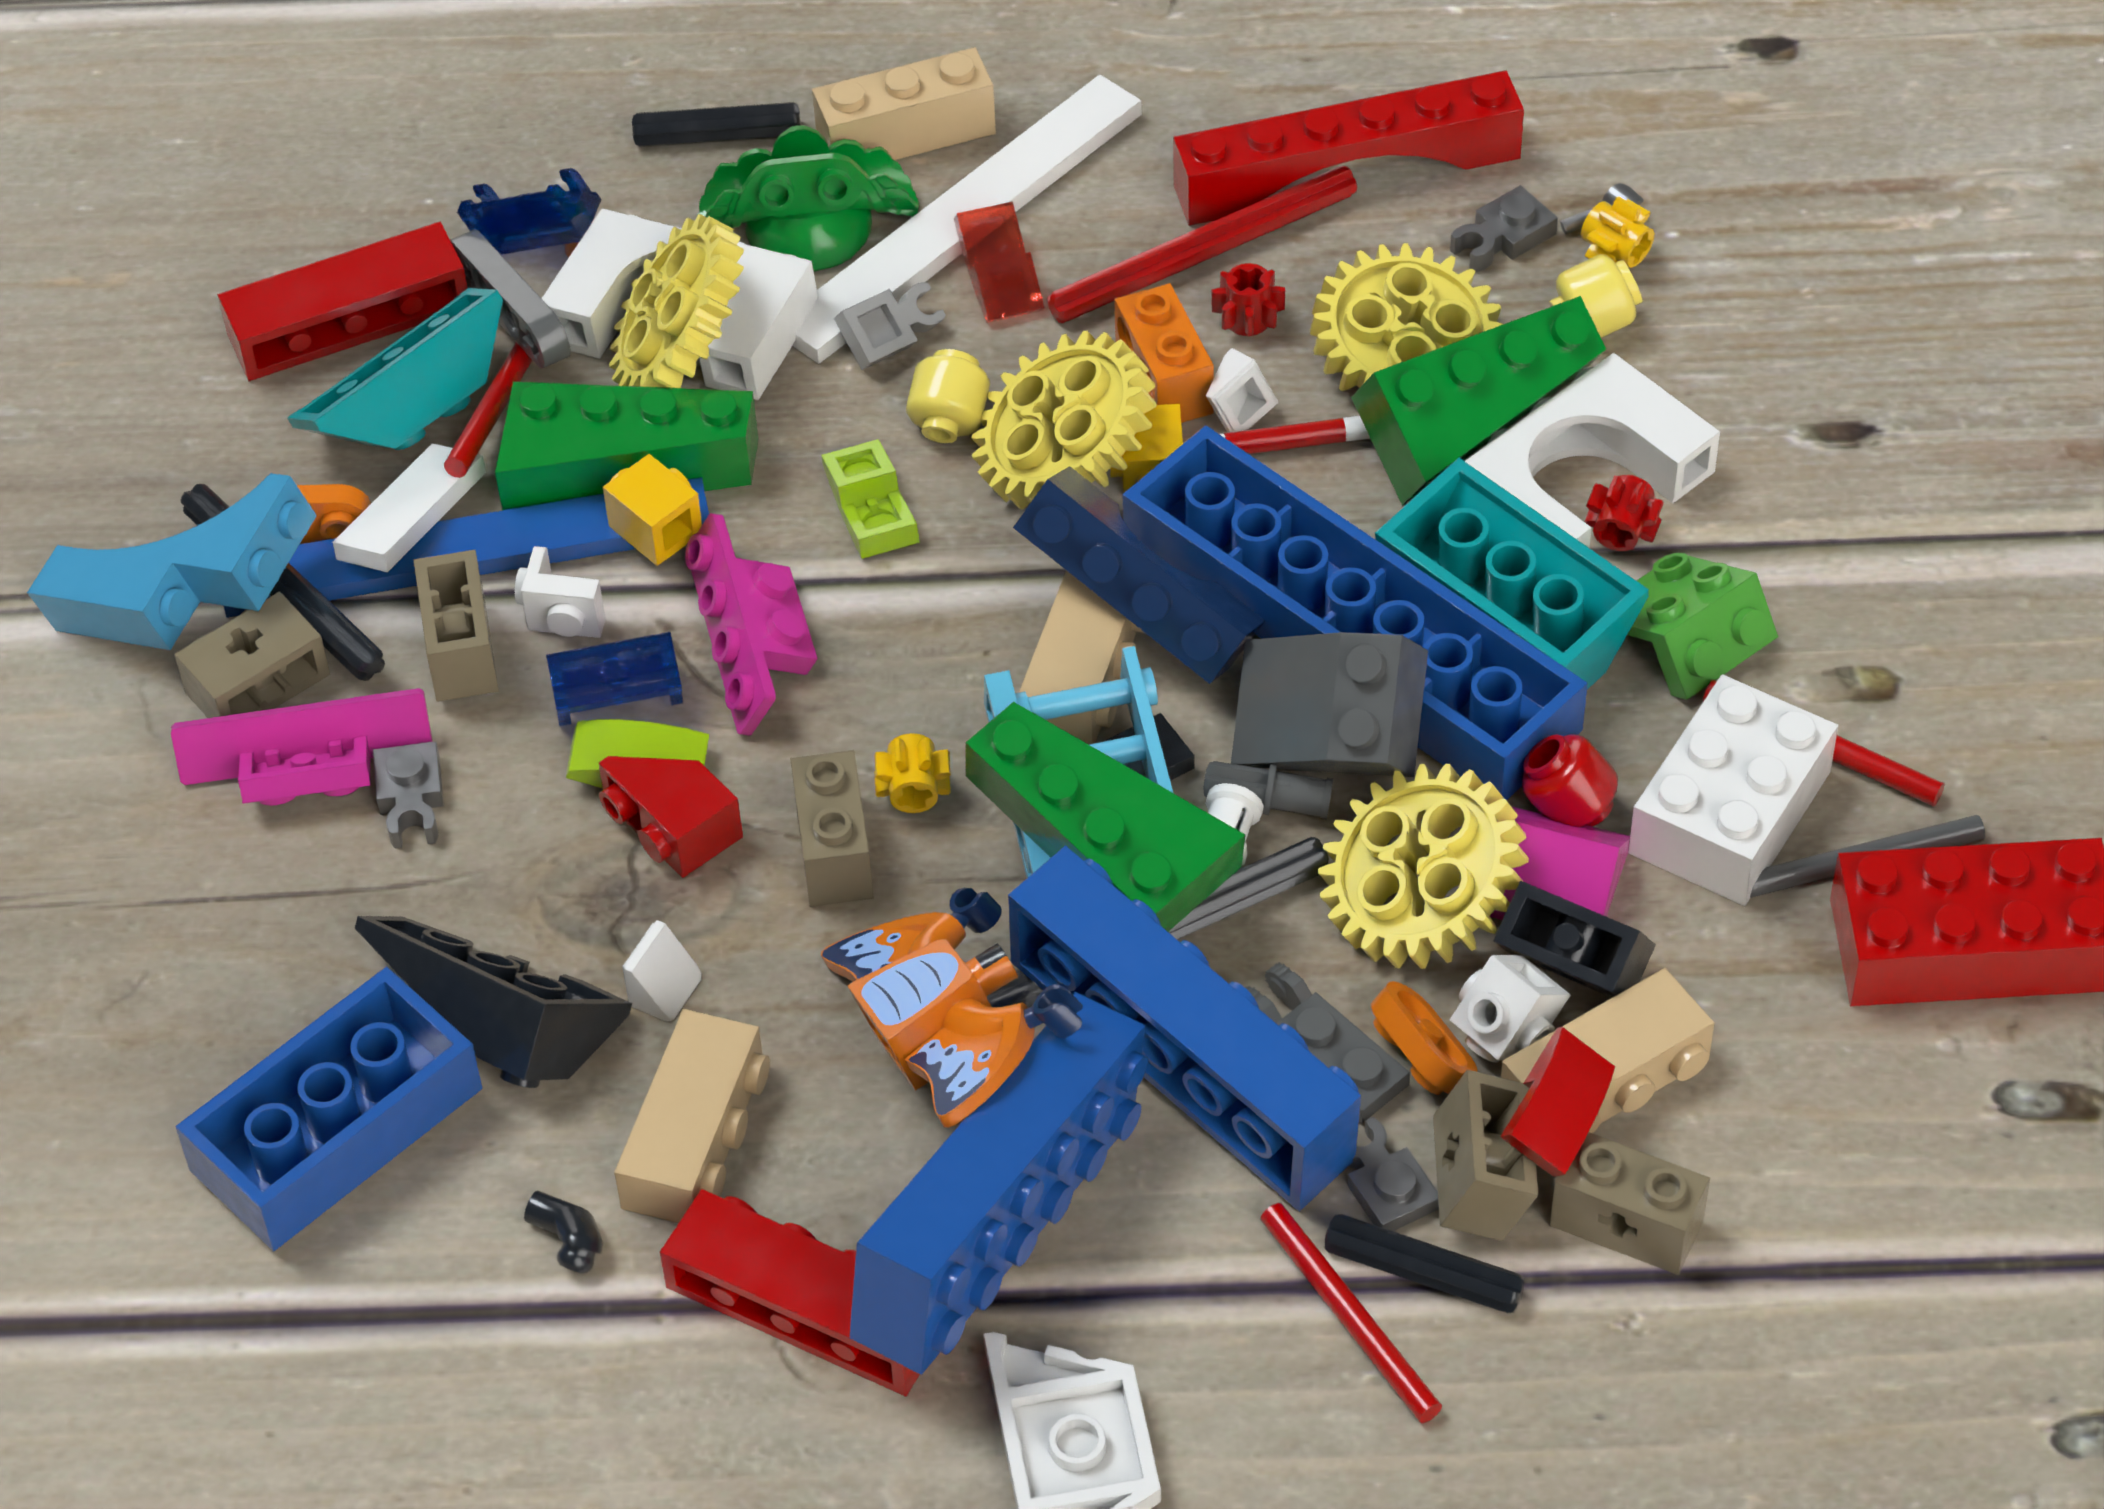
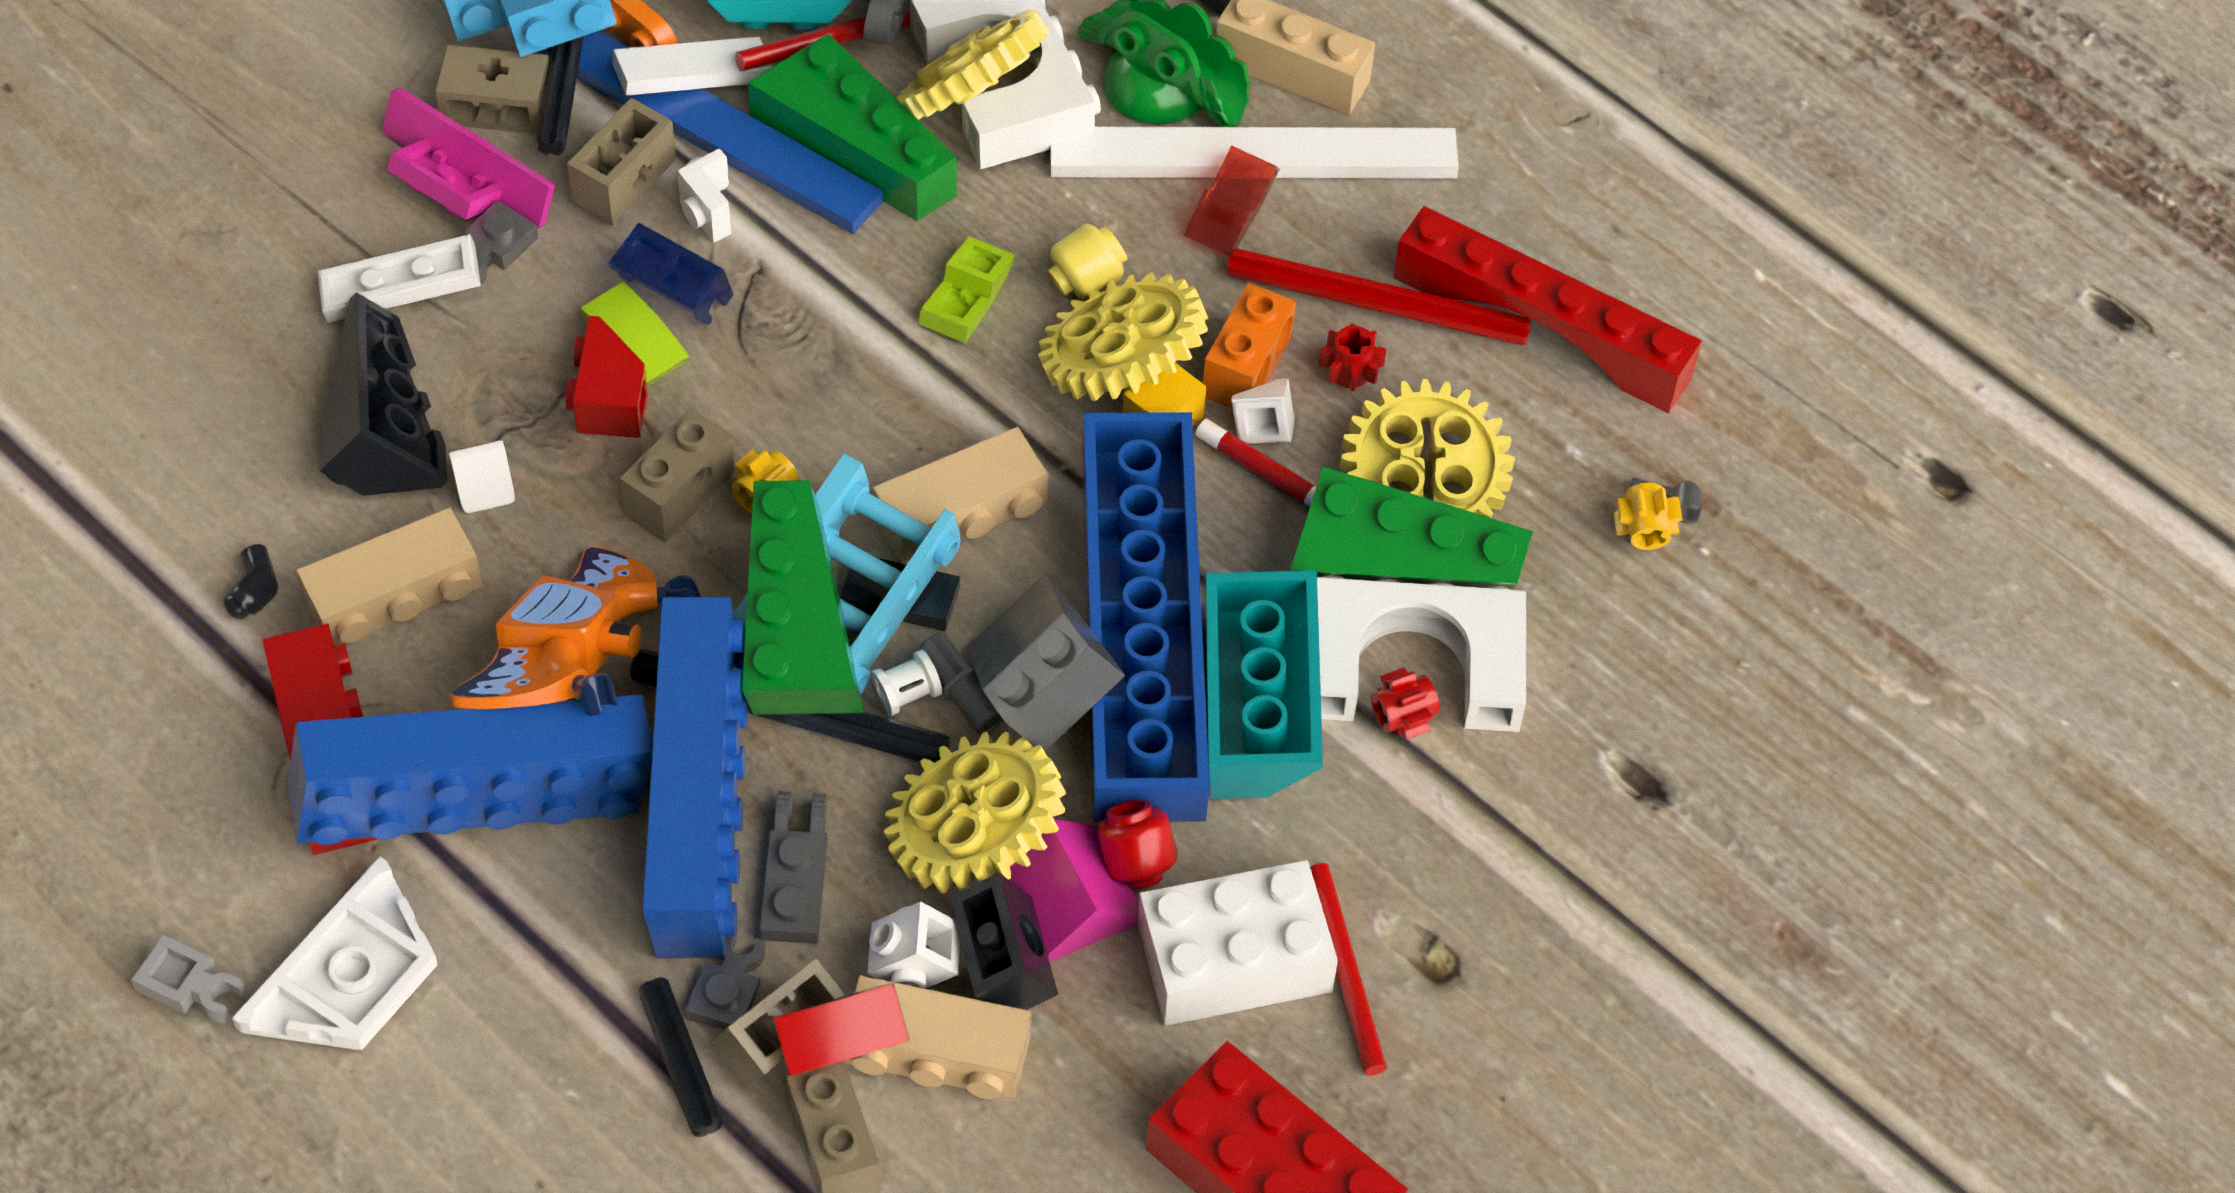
camera: 40 degrees right, 5 degrees up
(329, 1108) = (206, 393): blue brick -> none
(369, 880) = (401, 276): none -> white tile
(652, 508) = (817, 184): yellow brick -> none
(750, 621) = (802, 310): dark pink bracket -> none
(884, 327) = (1105, 182): light grey plate -> none
(1091, 541) = (1031, 529): dark blue arch -> none
(1351, 1313) = (603, 1045): red bar -> none
(1423, 1037) = (845, 924): orange plate -> none
(1507, 225) = (1596, 451): flat silver plate -> none
(1606, 291) = (1577, 547): light yellow head -> none
(1701, 620) = (1360, 812): bright green bracket -> none
(1823, 865) = (1283, 1067): dark grey bar -> none

